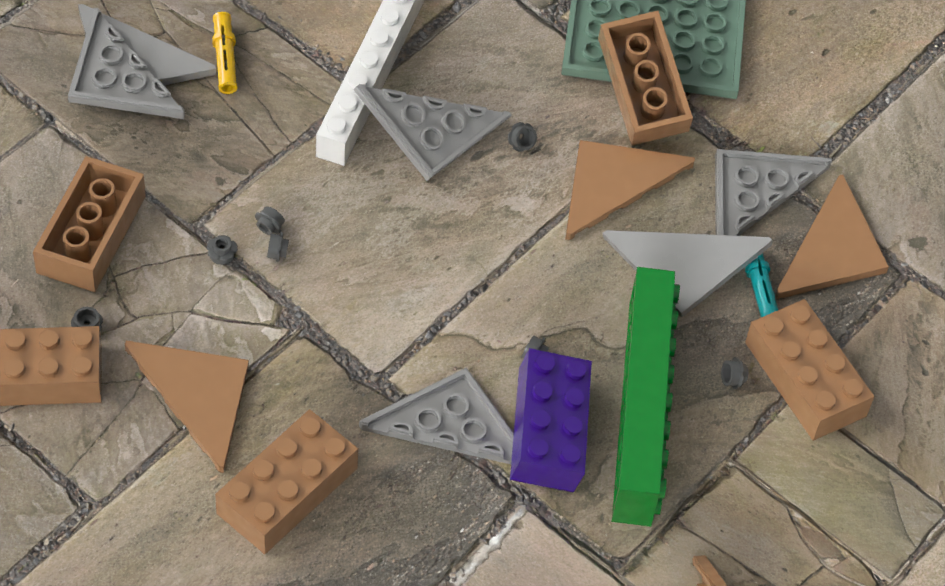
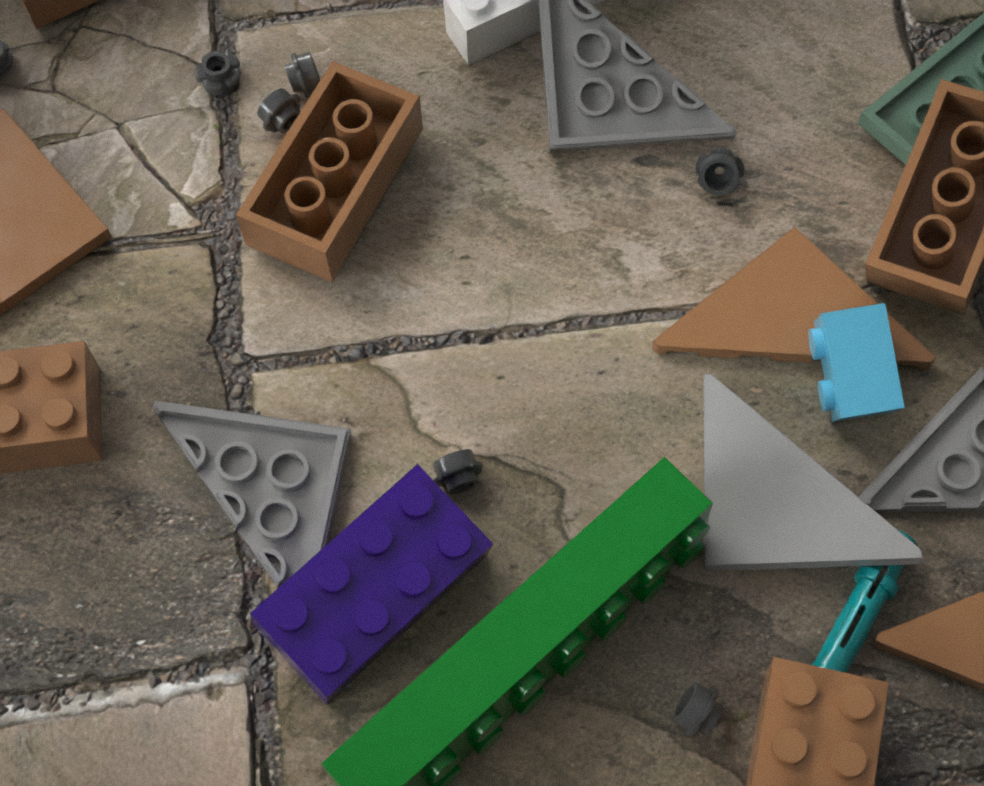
camera: 50 degrees right, 10 degrees up
(341, 254) = (331, 171): none -> medium nougat brick
(668, 180) = (856, 363): none -> medium azure brick

